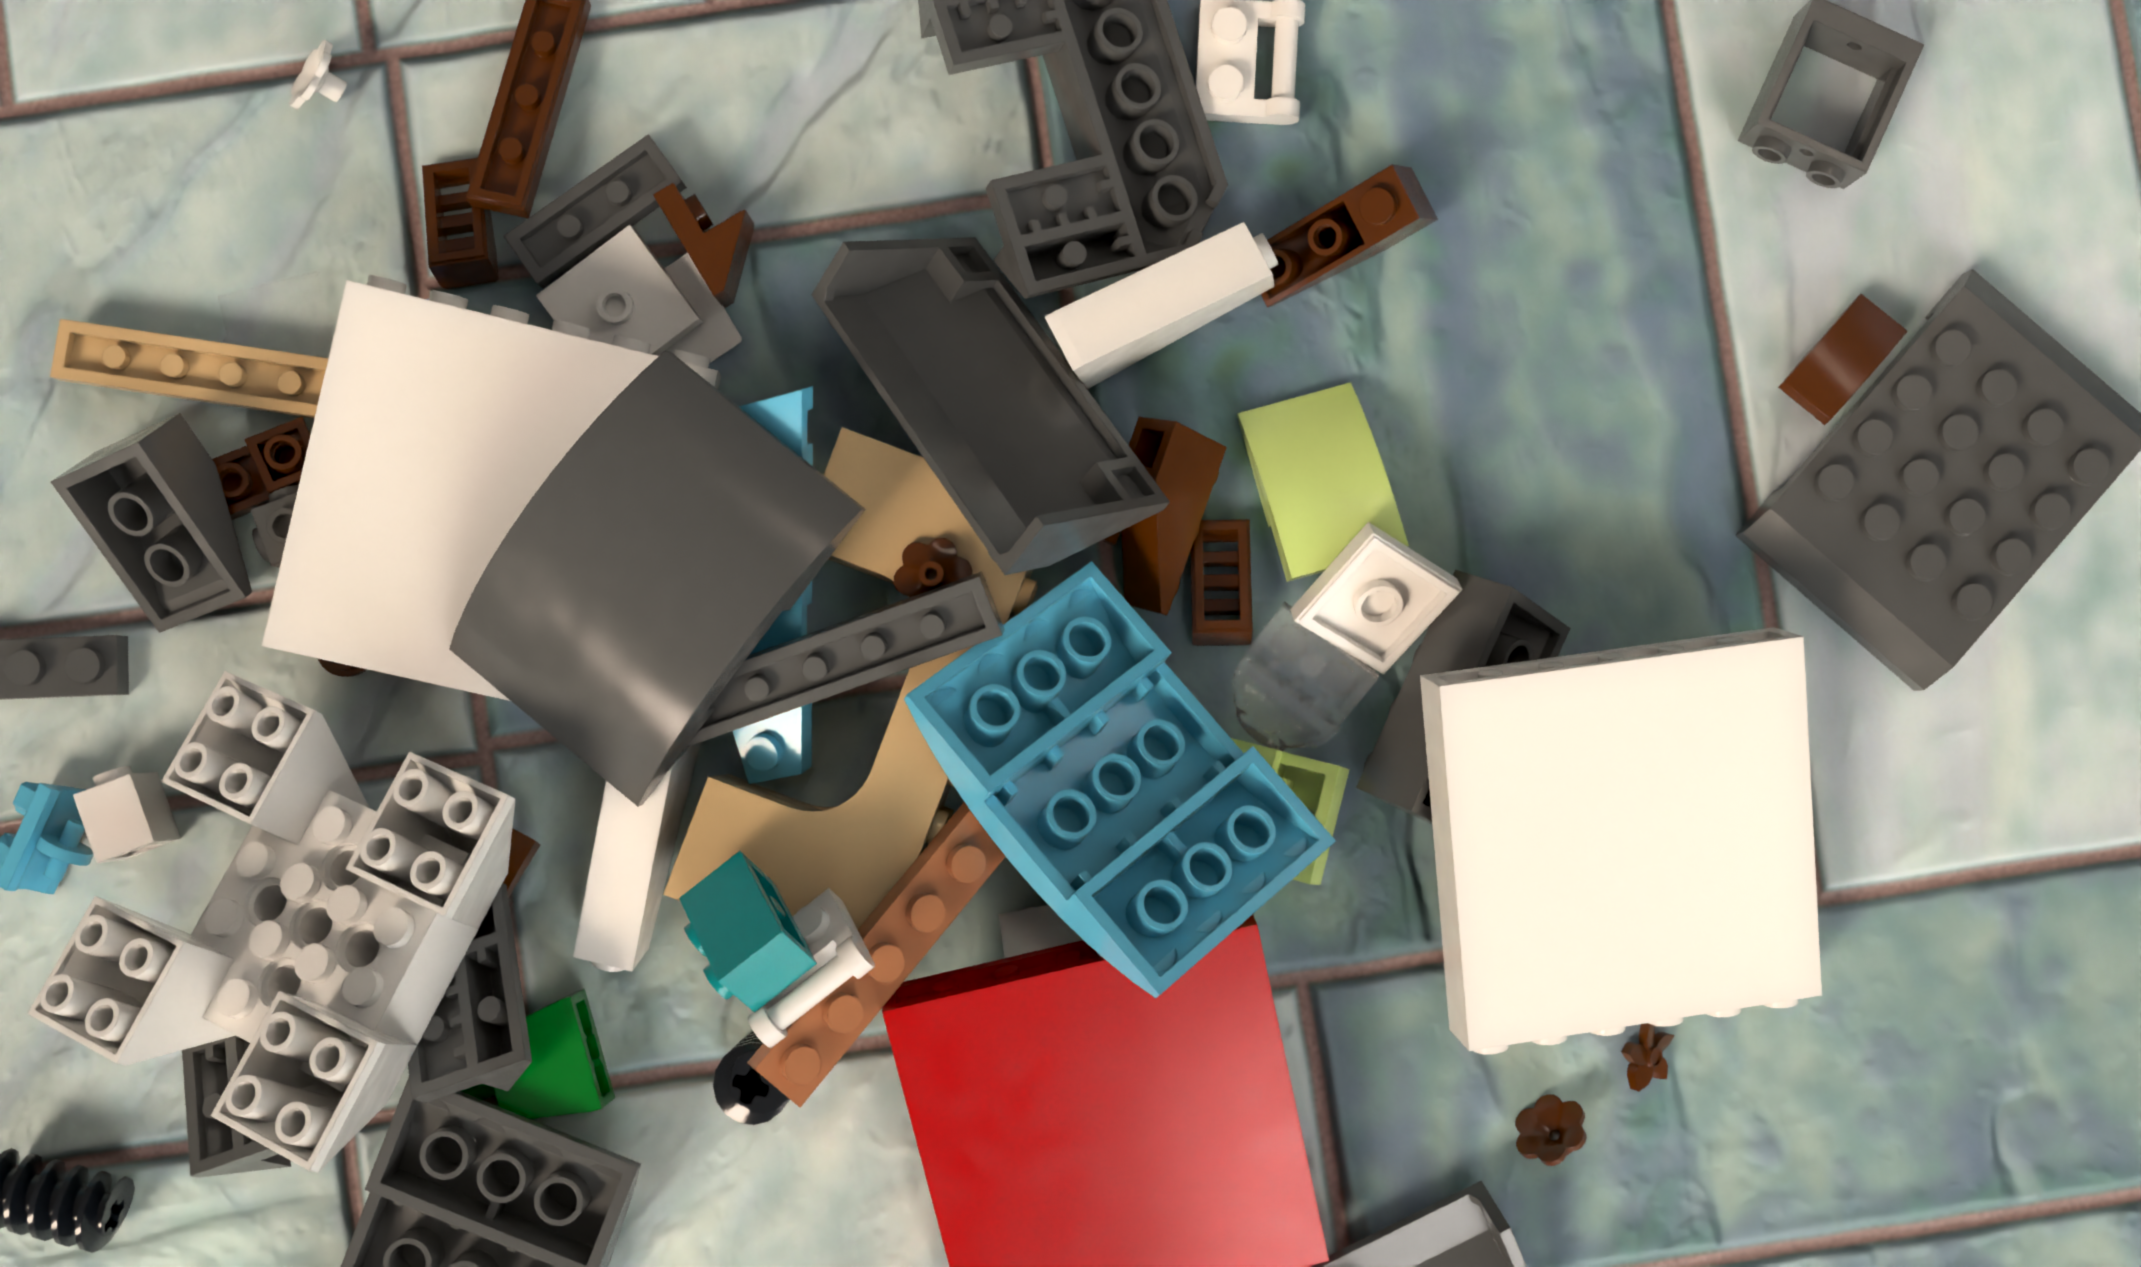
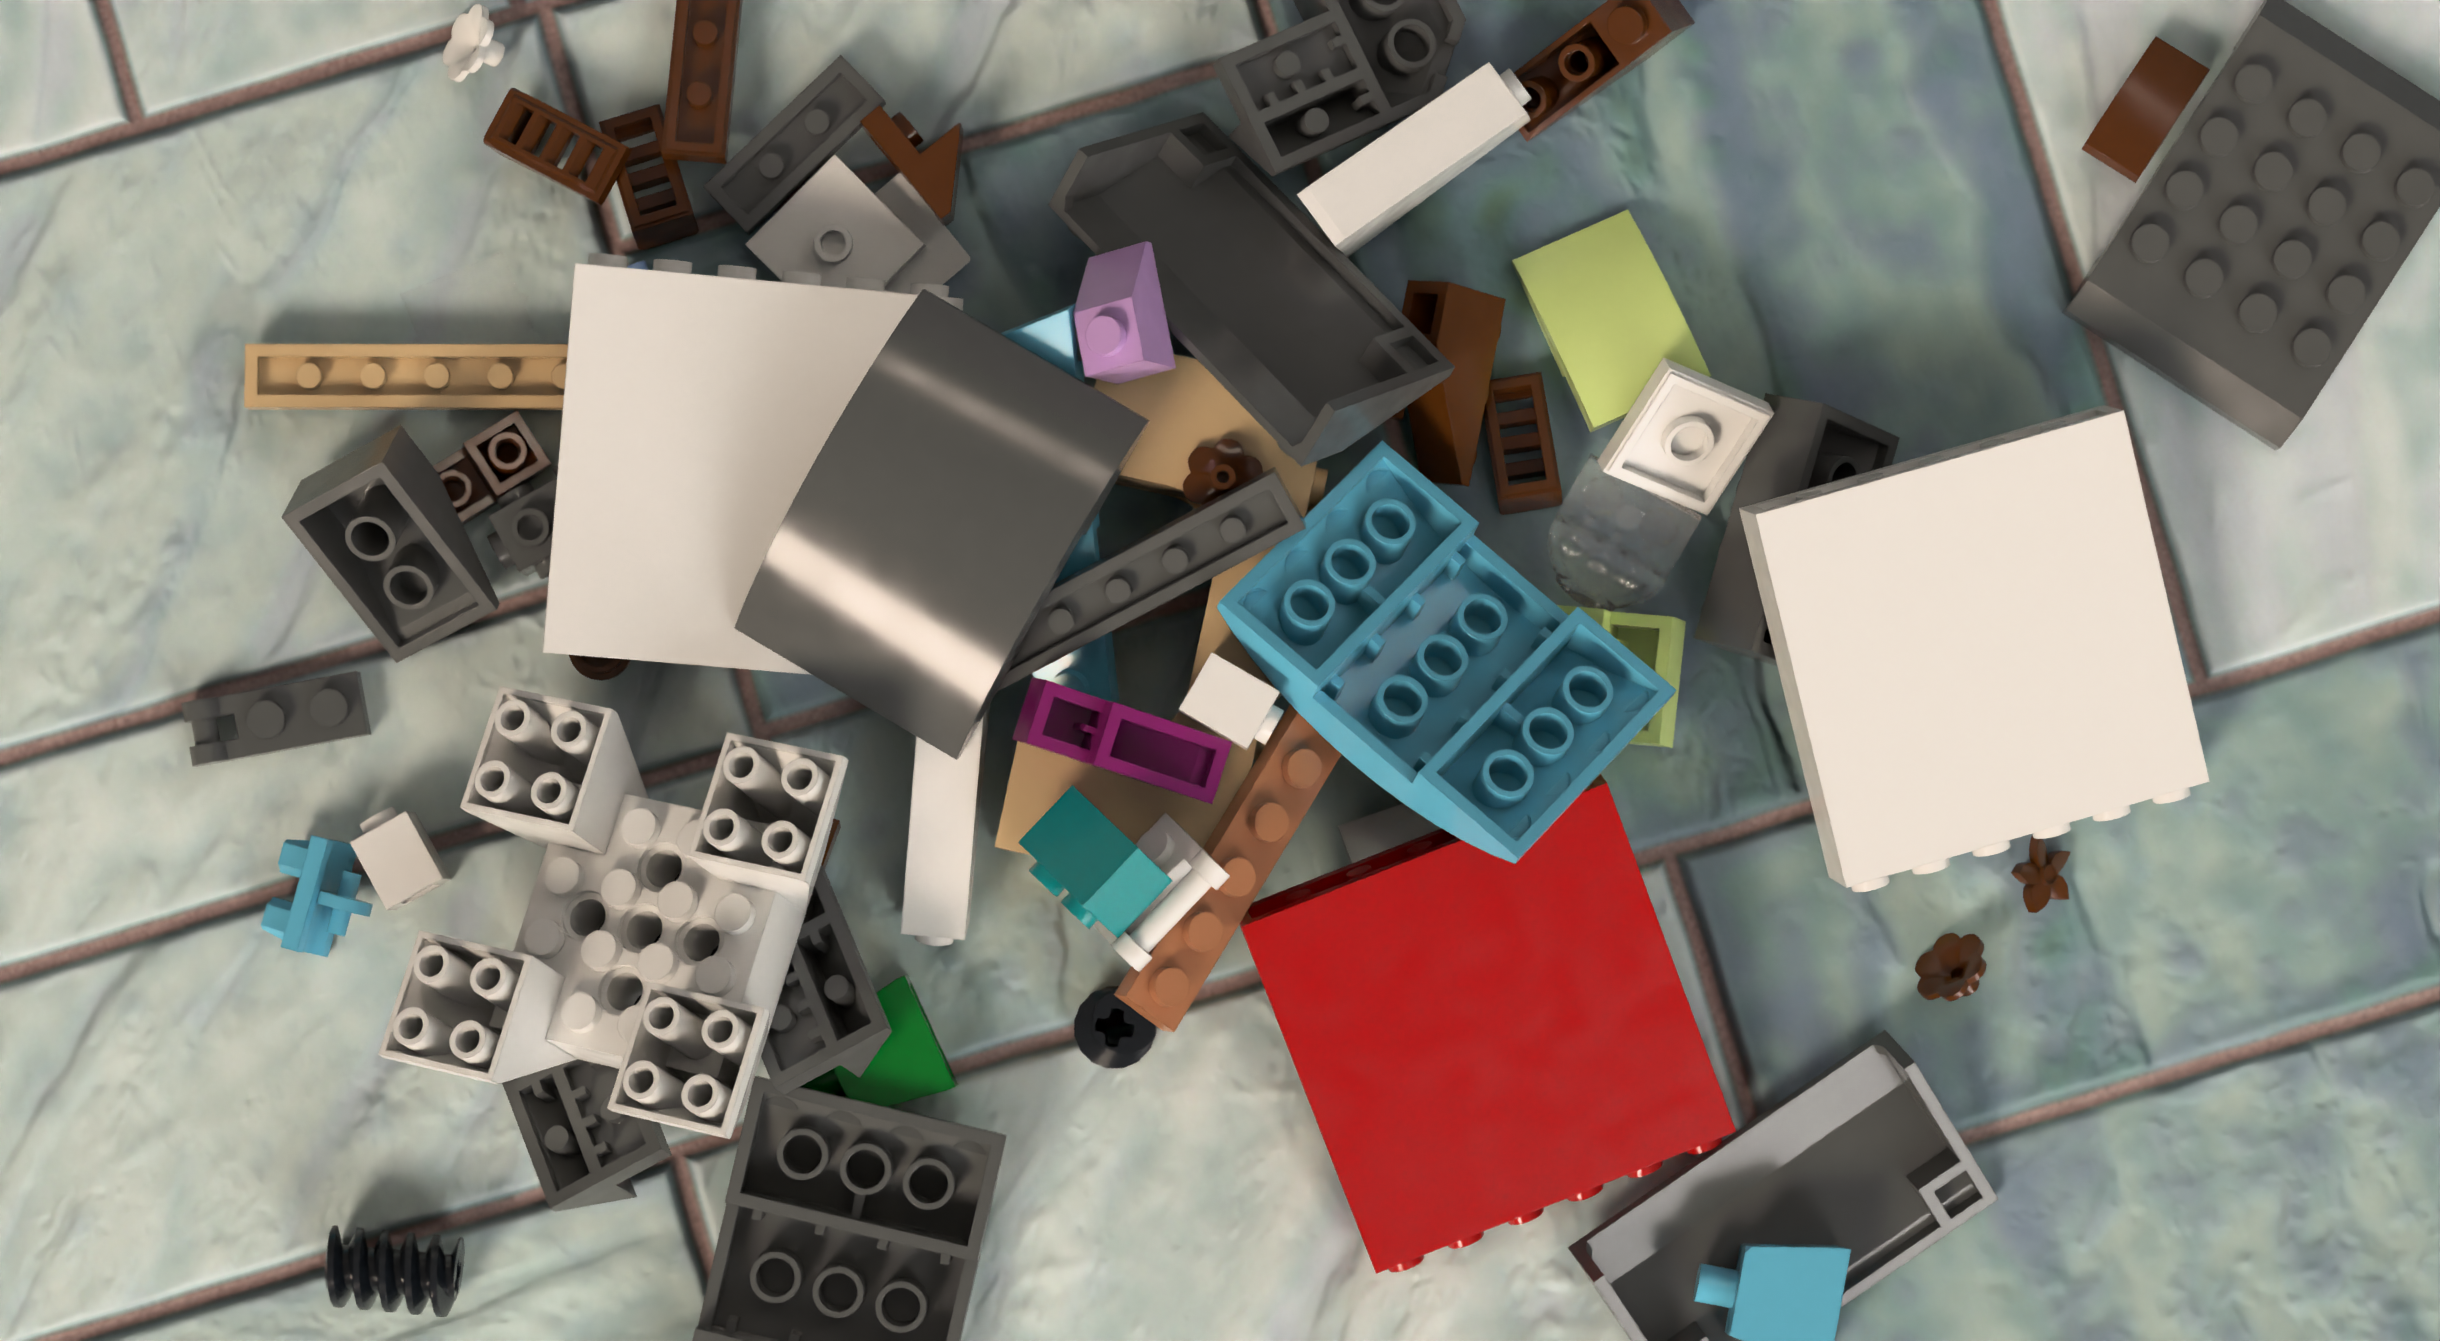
camera: 10 degrees left, 0 degrees up
(343, 158) = (522, 125): none -> reddish brown slope
(796, 813) = (1122, 740): none -> magenta slope
(857, 408) = (1122, 317): none -> lavender slope
(906, 793) = (1232, 703): none -> white brick

